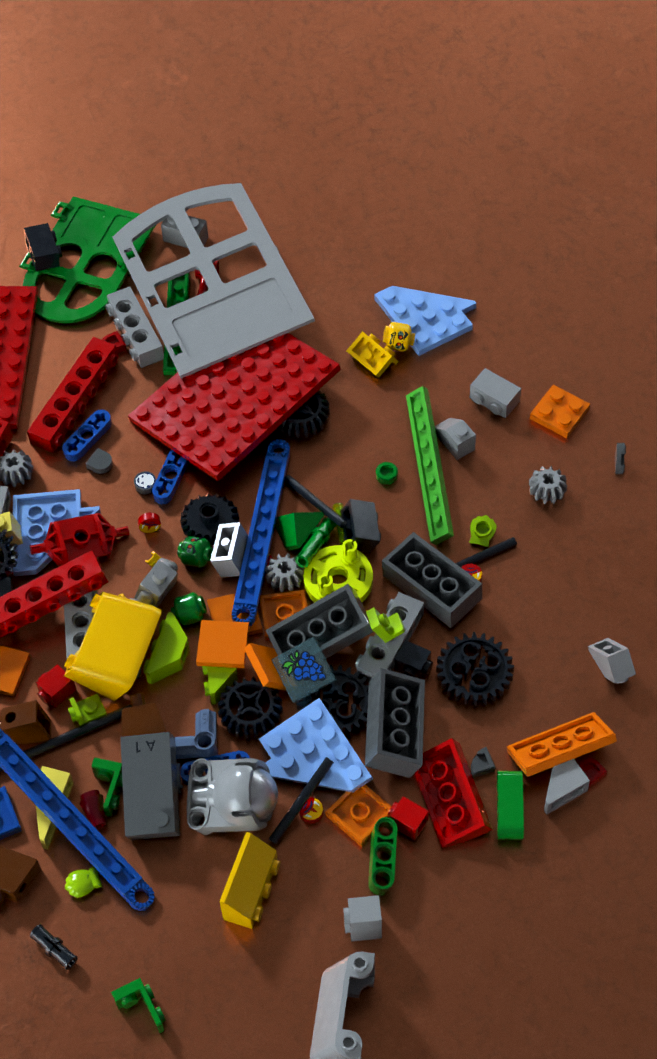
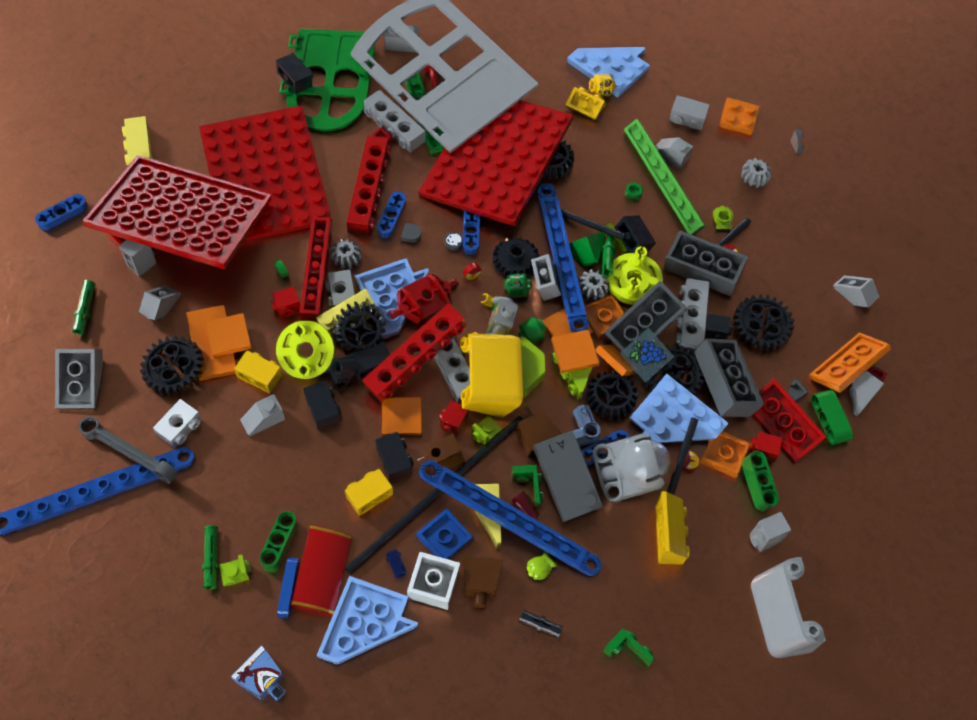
camera: 25 degrees left, 5 degrees up
(385, 627) = (695, 305): lime bracket -> none

